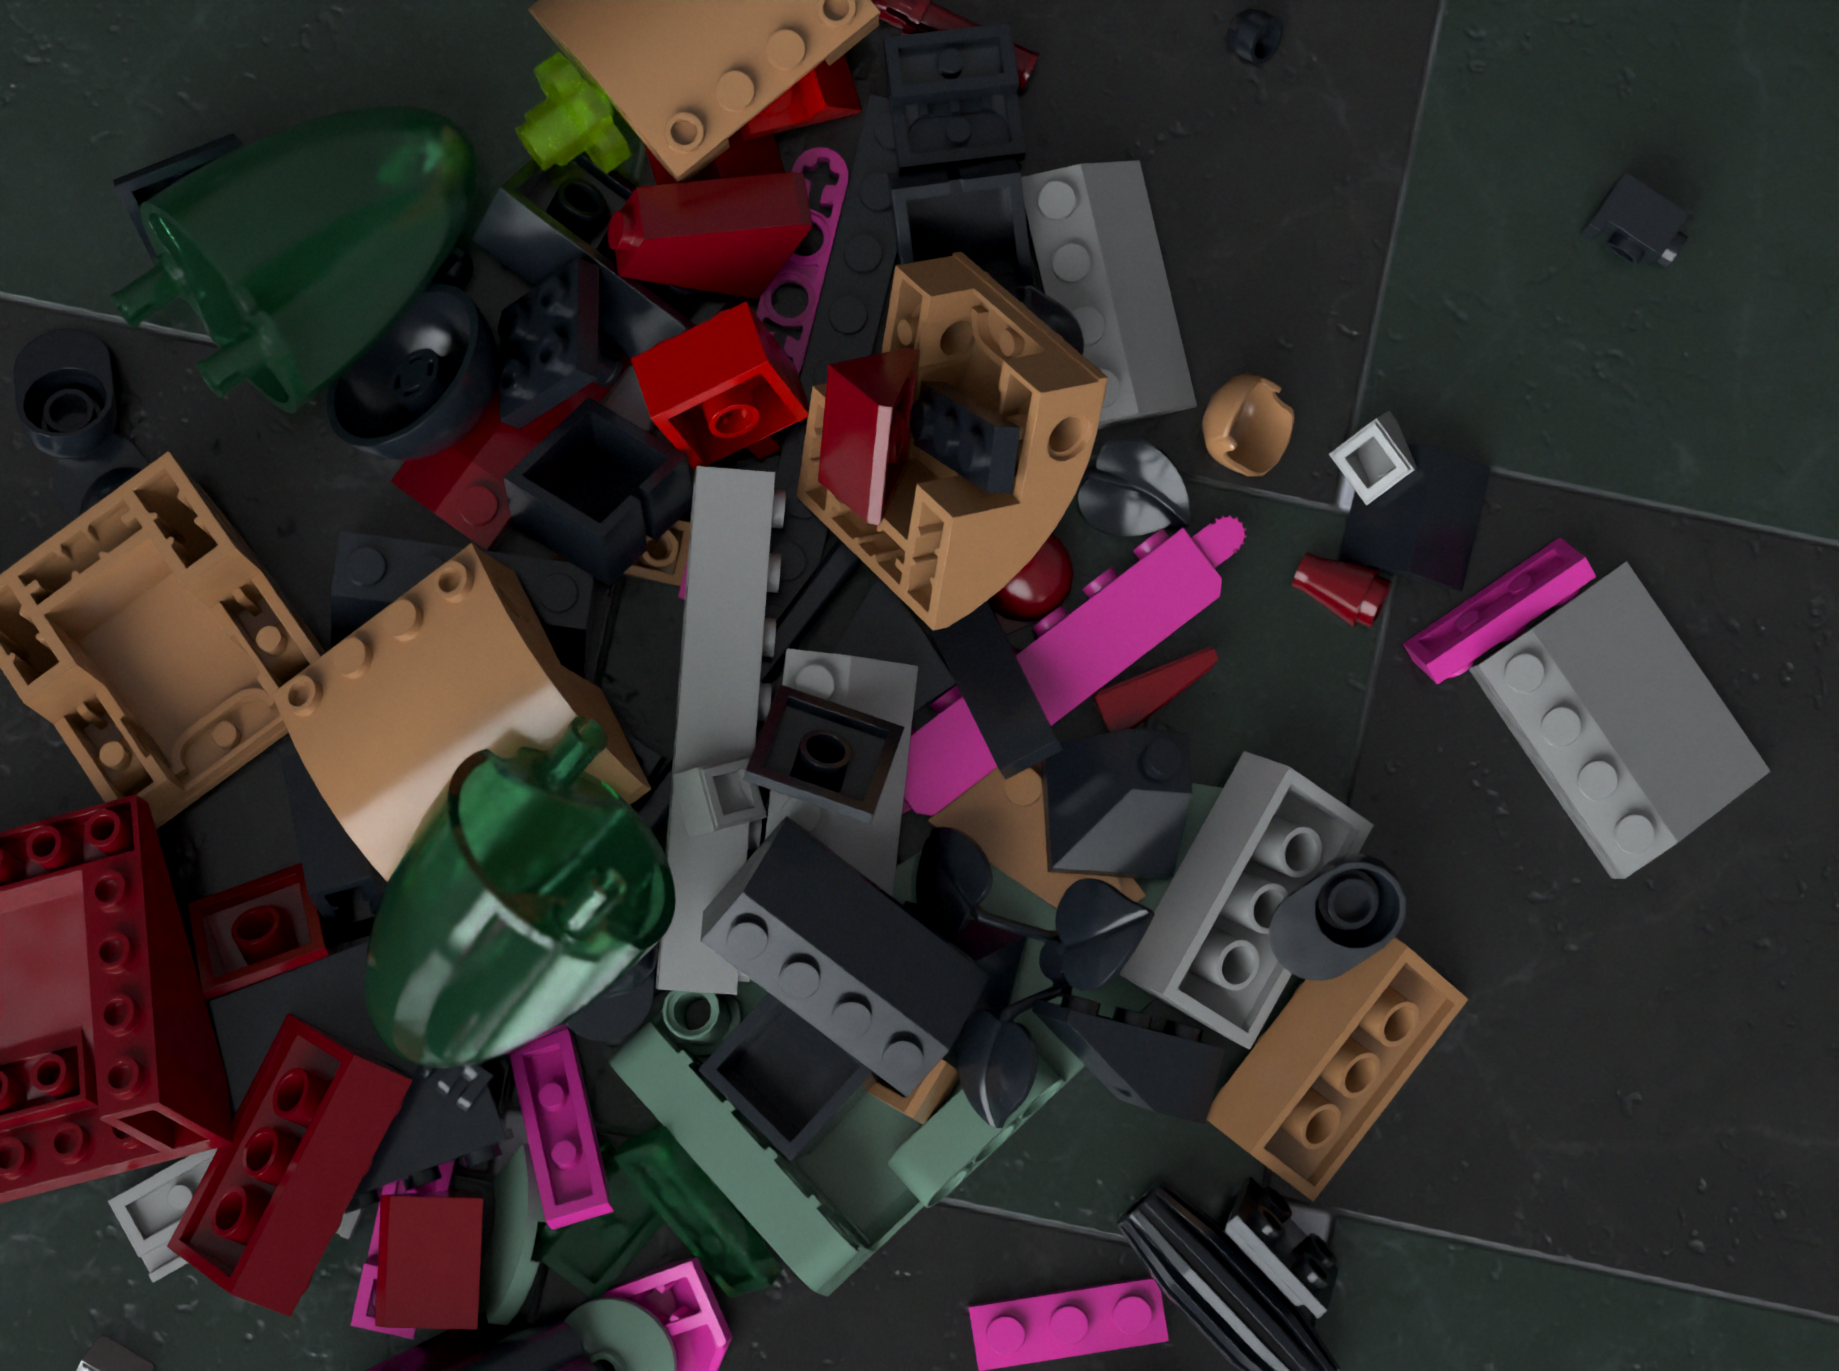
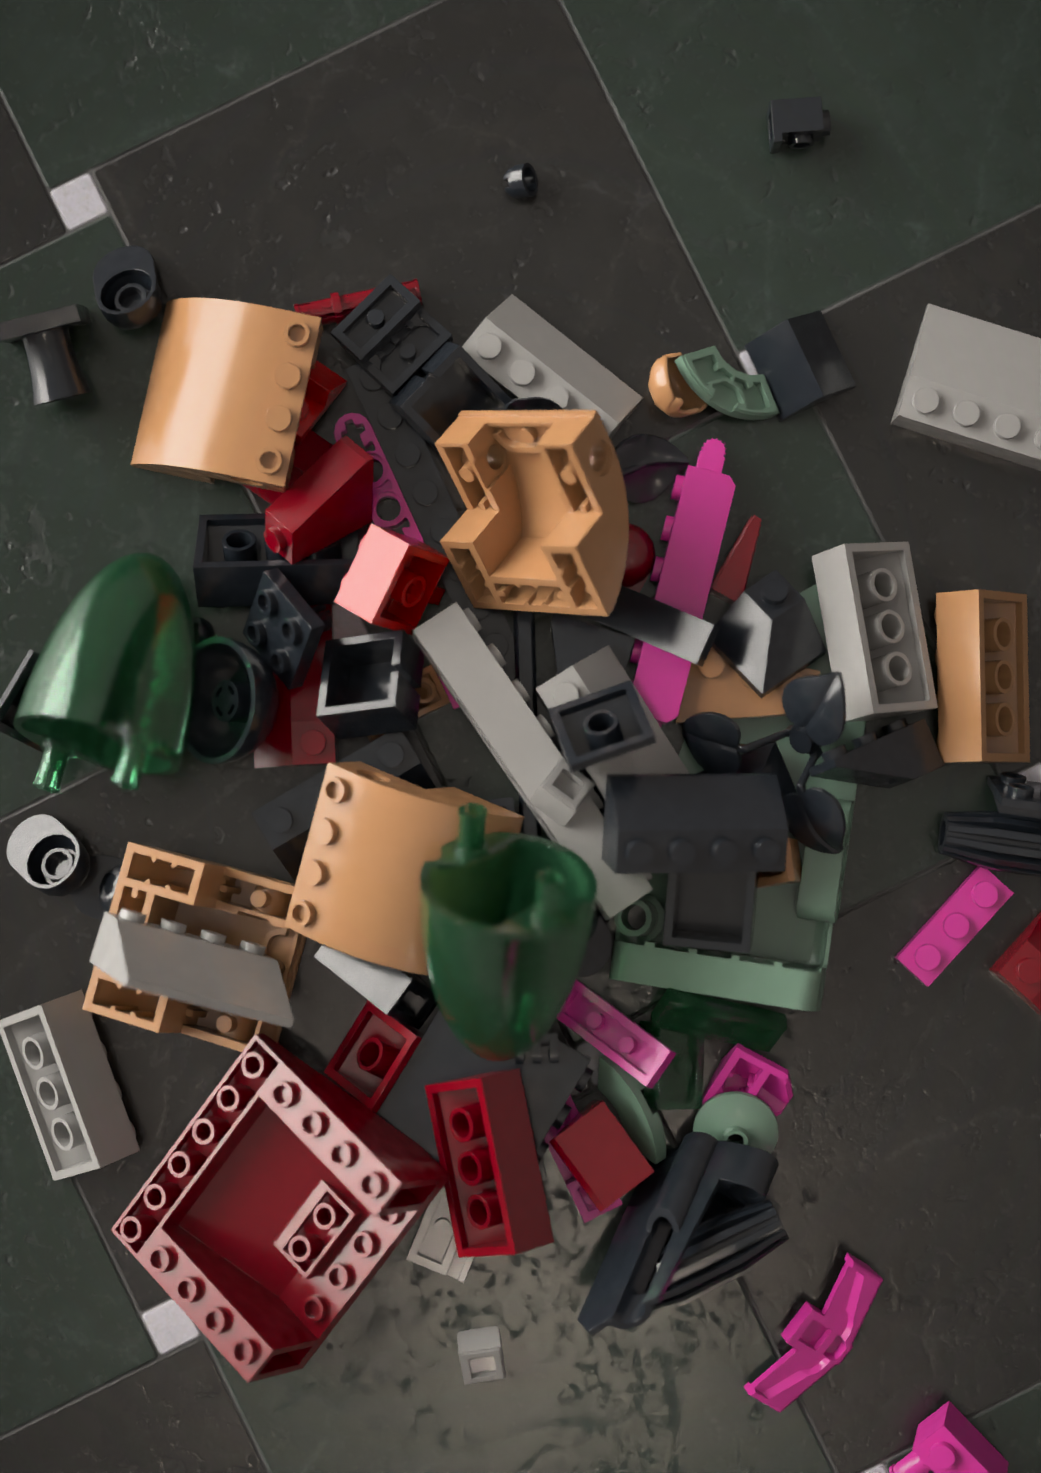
camera: 40 degrees left, 0 degrees up
(122, 657) = (192, 967): none -> light grey slope
(571, 120) = (201, 503): clear neon green plant -> none
(868, 429) = (488, 540): dark red slope -> none
(965, 436) = (545, 501): black plate -> none
(1302, 470) = (726, 388): none -> sand green tile
(1338, 917) = (931, 602): black cap -> none
(1344, 588) = (795, 431): dark red cone -> none
(1375, 458) = (758, 351): light grey slope -> none
(1499, 611) = (884, 380): dark pink plate -> none

